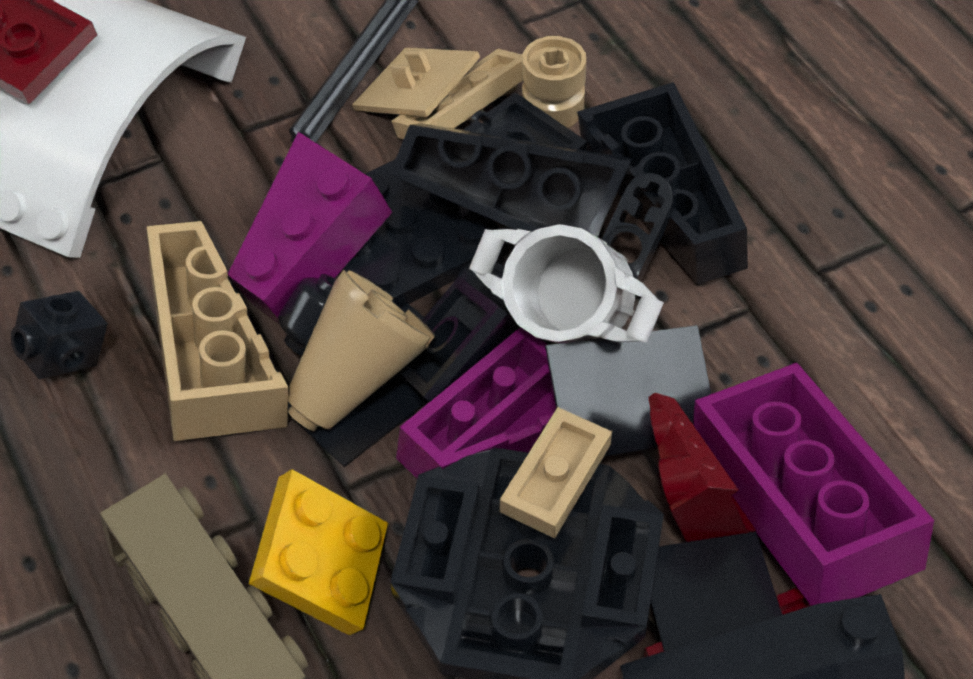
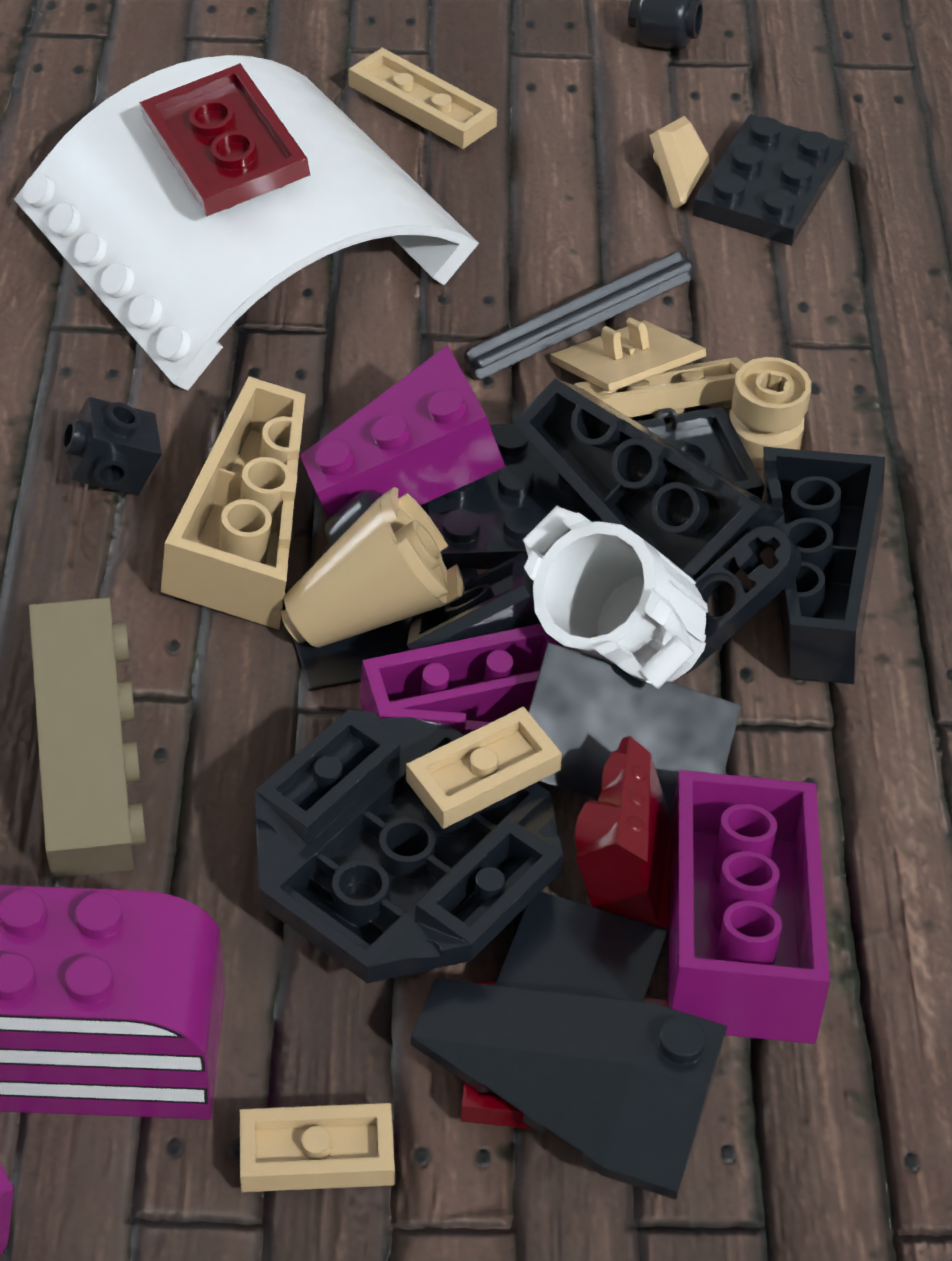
camera: 25 degrees right, 5 degrees down
(319, 553) = (217, 744): yellow plate -> none

